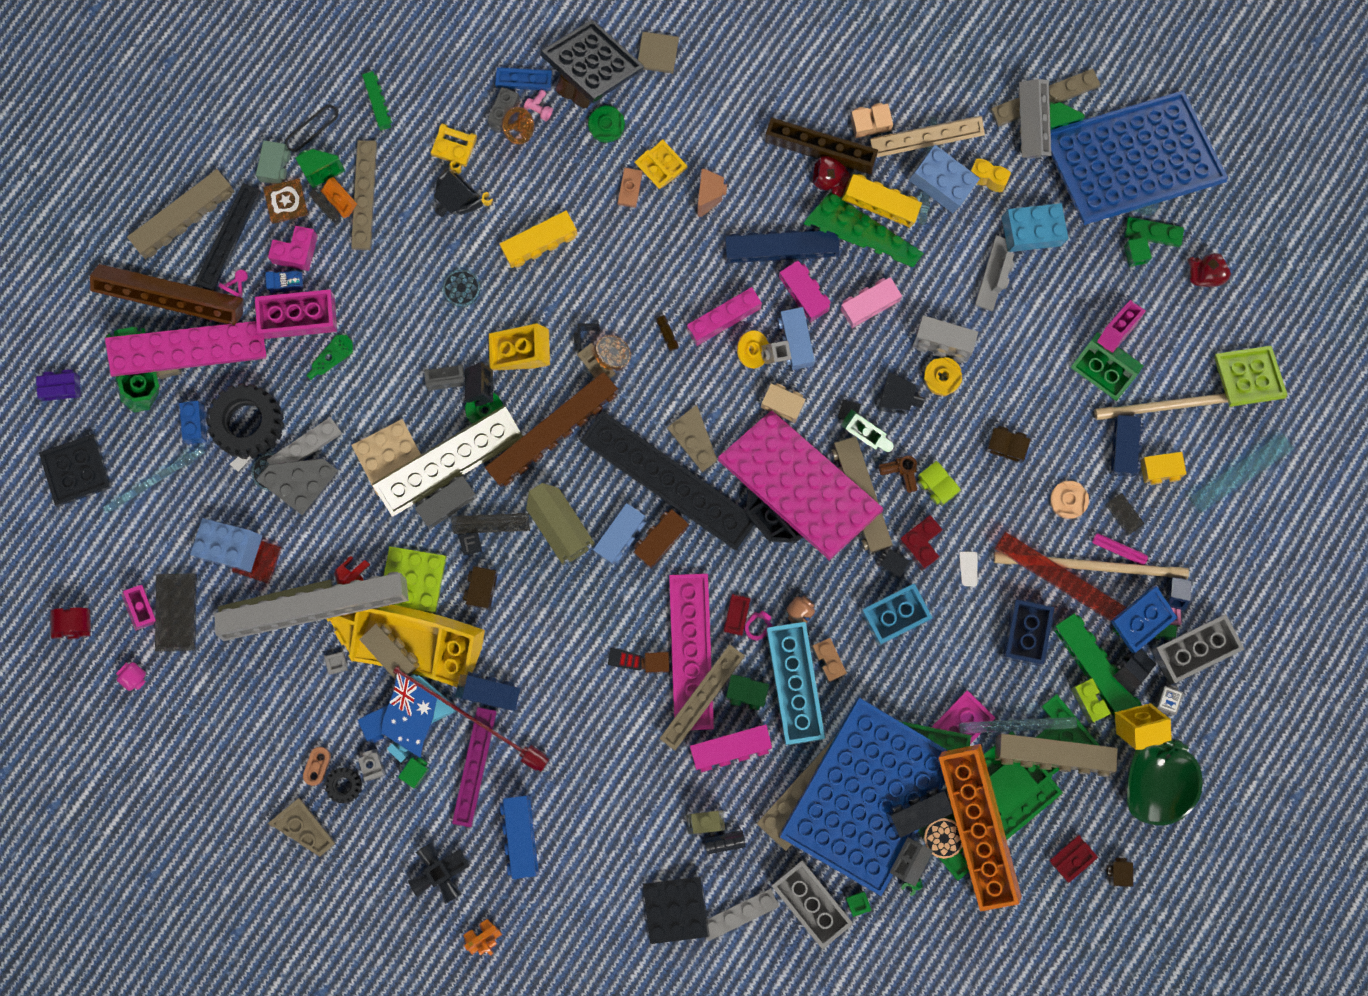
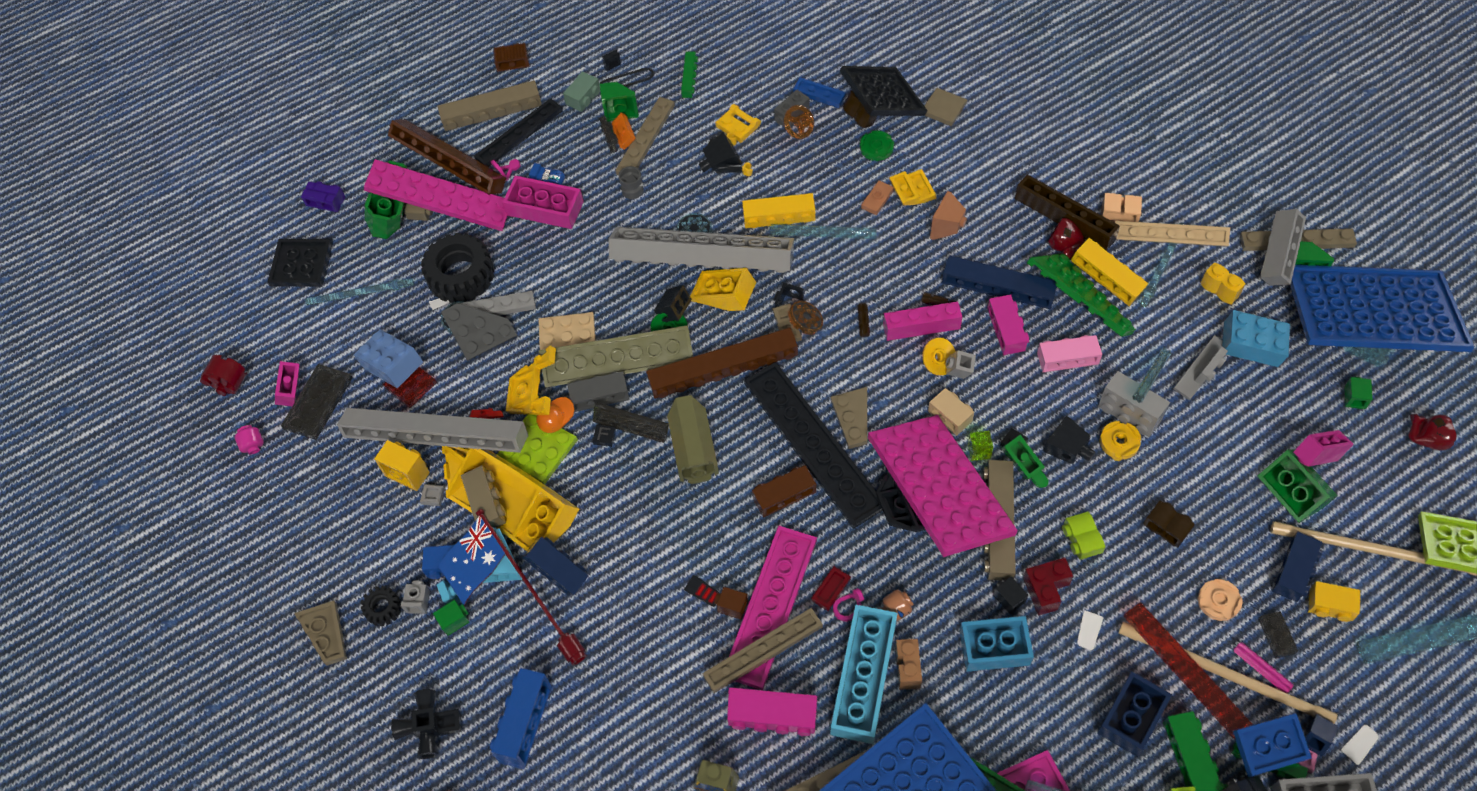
camera: 25 degrees right, 20 degrees down
(174, 143) = (511, 57): none -> reddish brown brick
(193, 422) = (412, 256): blue brick -> none
(285, 201) = (579, 122): clear orange tile -> none
(286, 111) = (611, 60): none -> black tile
(296, 648) = (402, 465): none -> yellow brick
(297, 253) = (569, 158): dark pink brick -> none
(317, 766) = (366, 579): nougat plate -> none
(337, 353) = (567, 243): green piece -> none
(375, 527) = (524, 386): none -> yellow wing
(376, 259) = (631, 182): none -> dark grey wheel
(417, 543) = (560, 414): none -> orange cap
(444, 377) = (644, 293): dark grey hinge -> none
(474, 769) = (509, 638): magenta plate -> none
(480, 588) = (594, 474): dark brown brick -> none
(481, 314) = (701, 249): none -> light grey brick
(545, 112) = (826, 121): bright pink piece -> none
(591, 246) = (823, 231): none -> clear light blue axle
(620, 534) = (746, 473): medium blue brick -> none
(731, 287) = (934, 300): none -> dark brown axle
(747, 692) = (807, 661): dark green brick -> none
(796, 333) = (986, 361): medium blue brick -> none
(821, 429) = (980, 445): none -> clear neon green brick
(897, 467) = (1046, 505): reddish brown axle -> none
(944, 179) = (1176, 271): medium blue brick -> none
(954, 306) = (1151, 375): none -> clear light blue axle
(1154, 231) = (1382, 383): green plate -> none
(1212, 585) = (1360, 744): none -> white sticker

